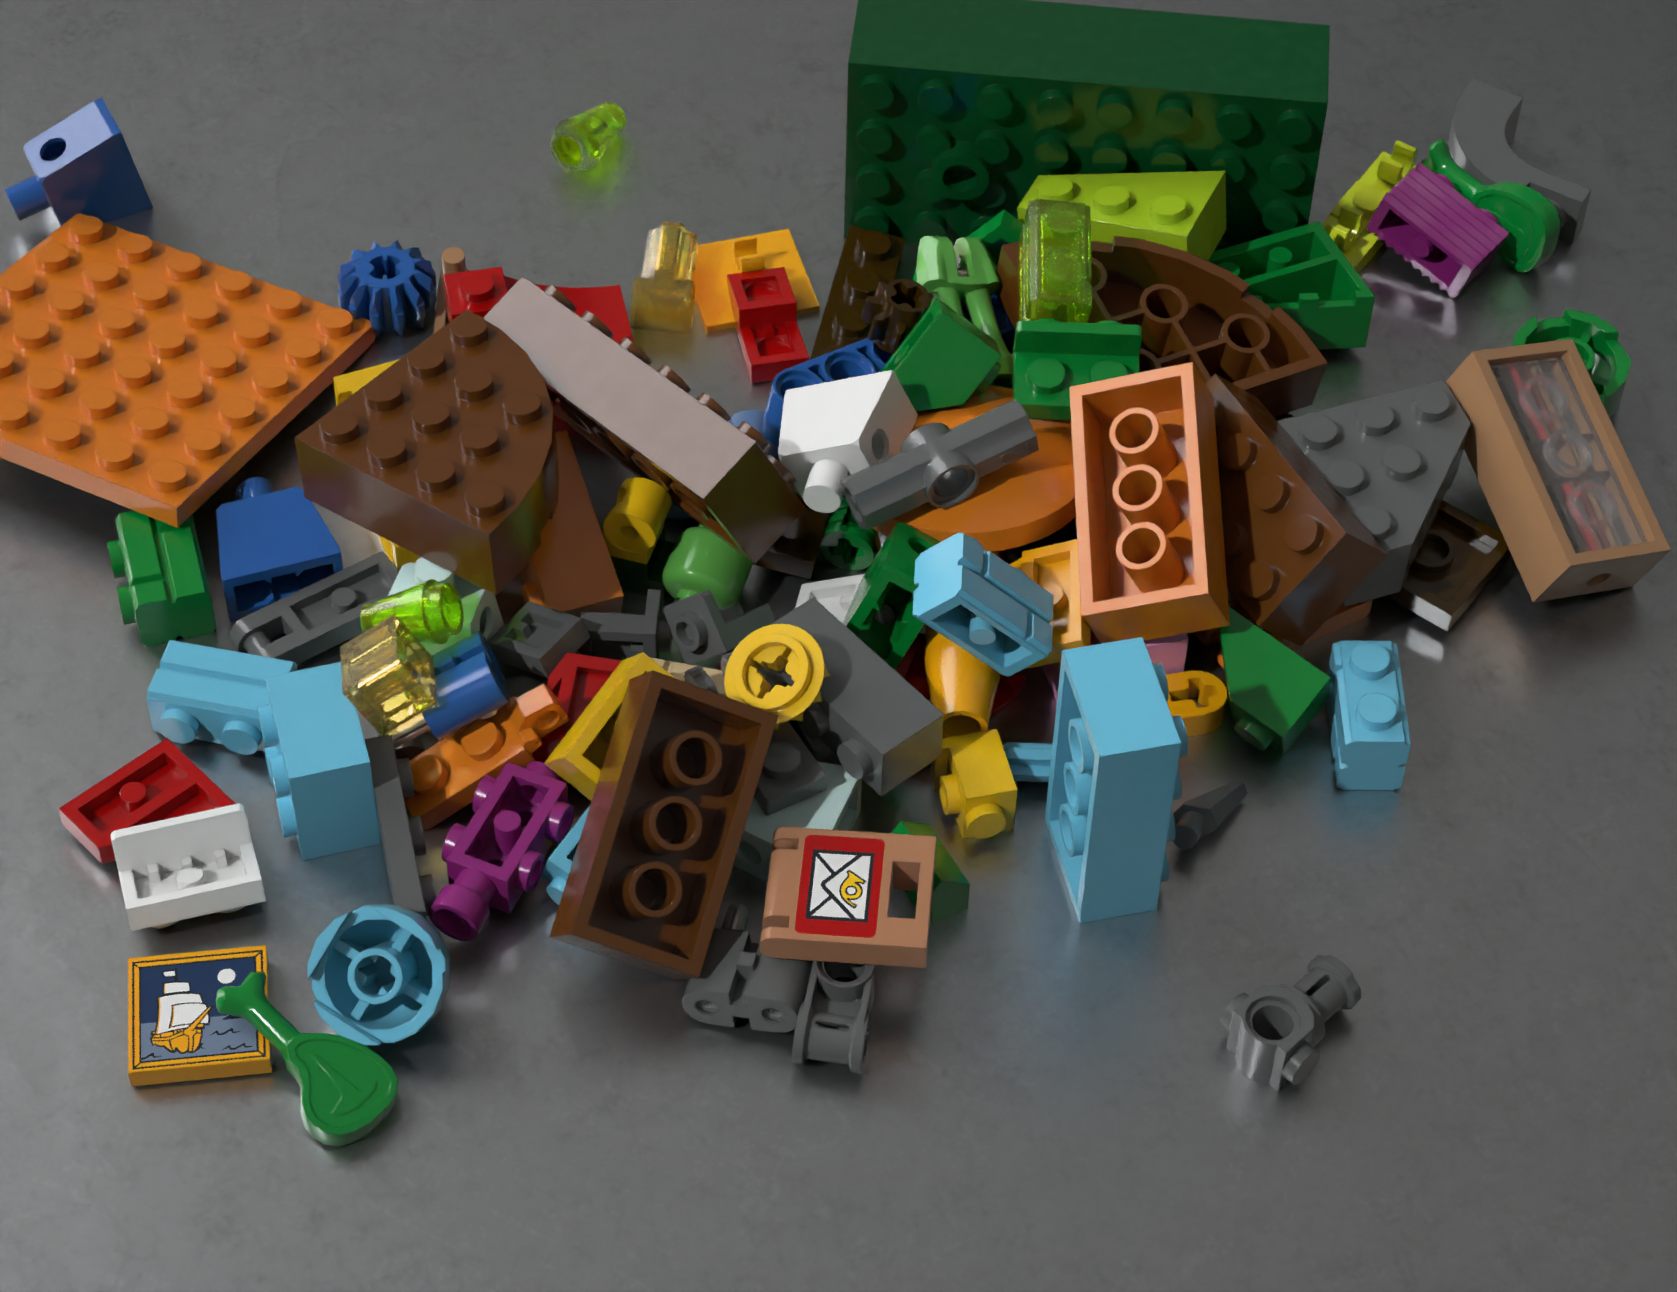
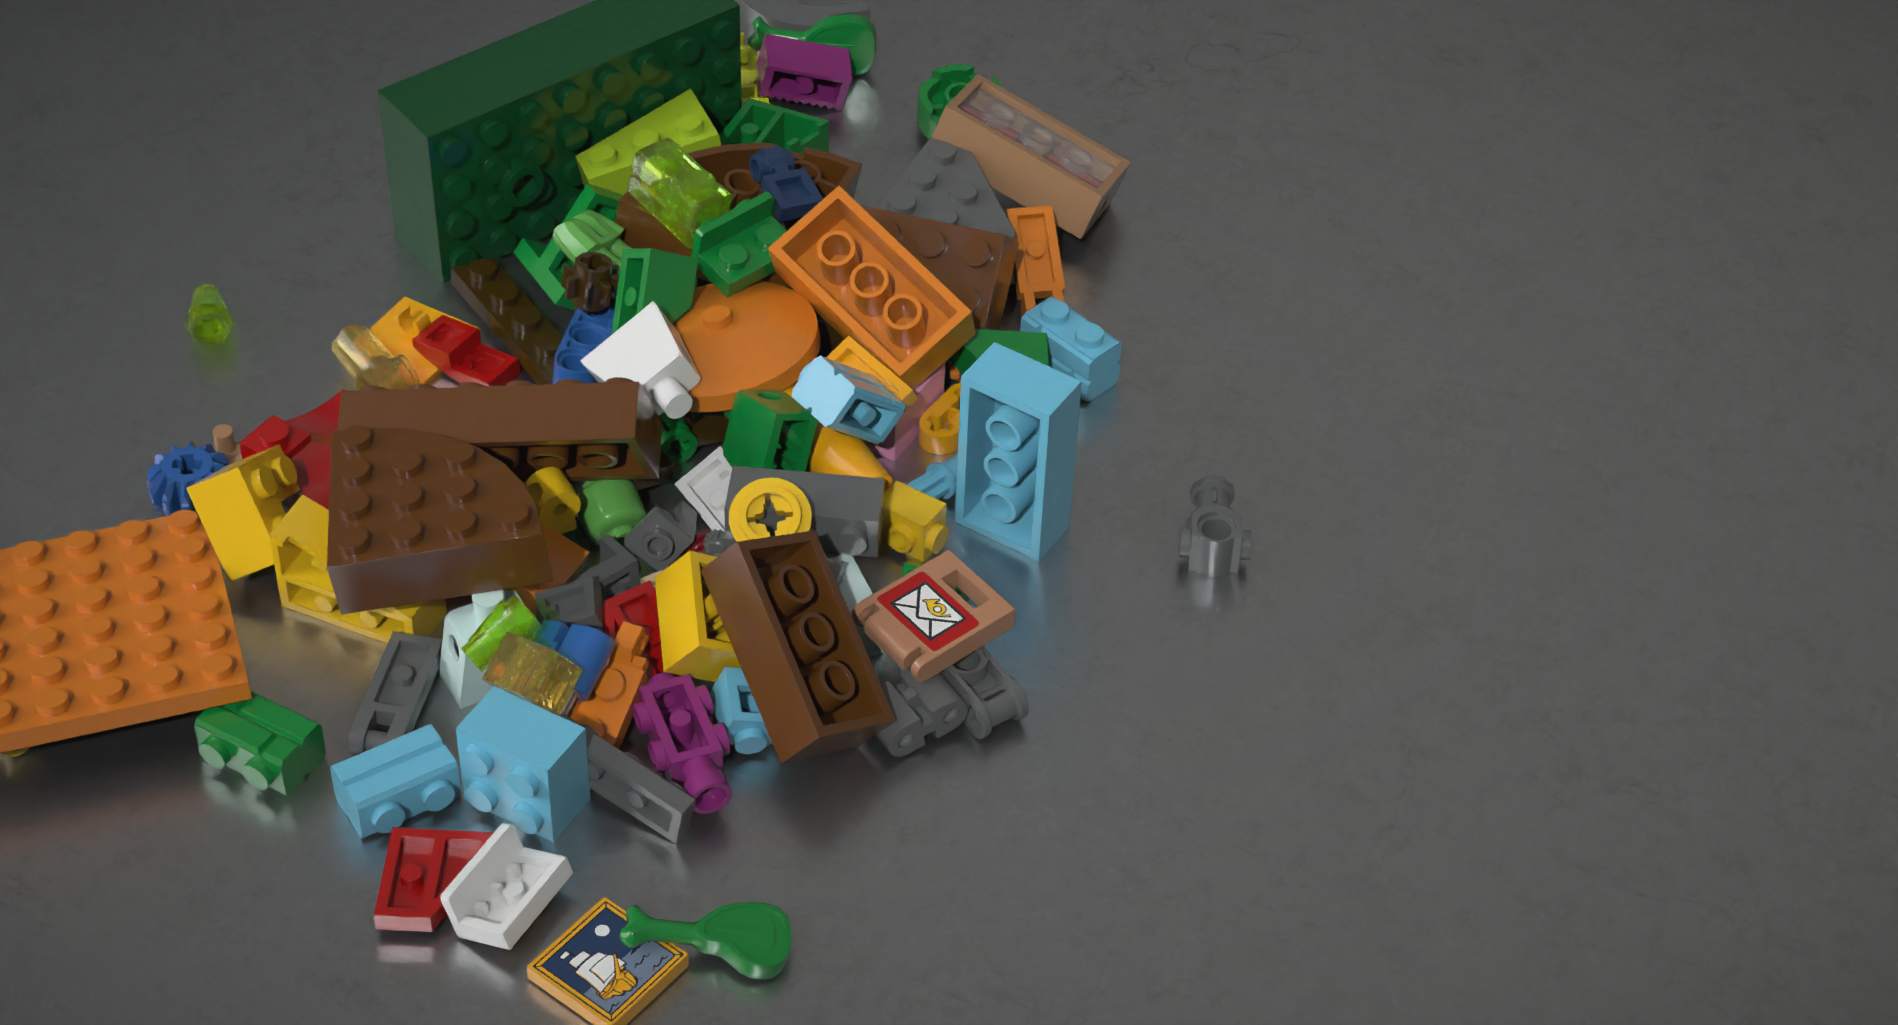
camera: 45 degrees left, 5 degrees down
(271, 546) = (317, 674): blue torso -> none
(370, 328) = (243, 507): none -> yellow brick
(379, 974) = (712, 850): medium azure cylinder -> none
(939, 465) = (735, 340): dark grey piece -> none
(1195, 328) = (791, 187): none -> dark blue plate
(1434, 590) = (1038, 258): none -> orange hinge

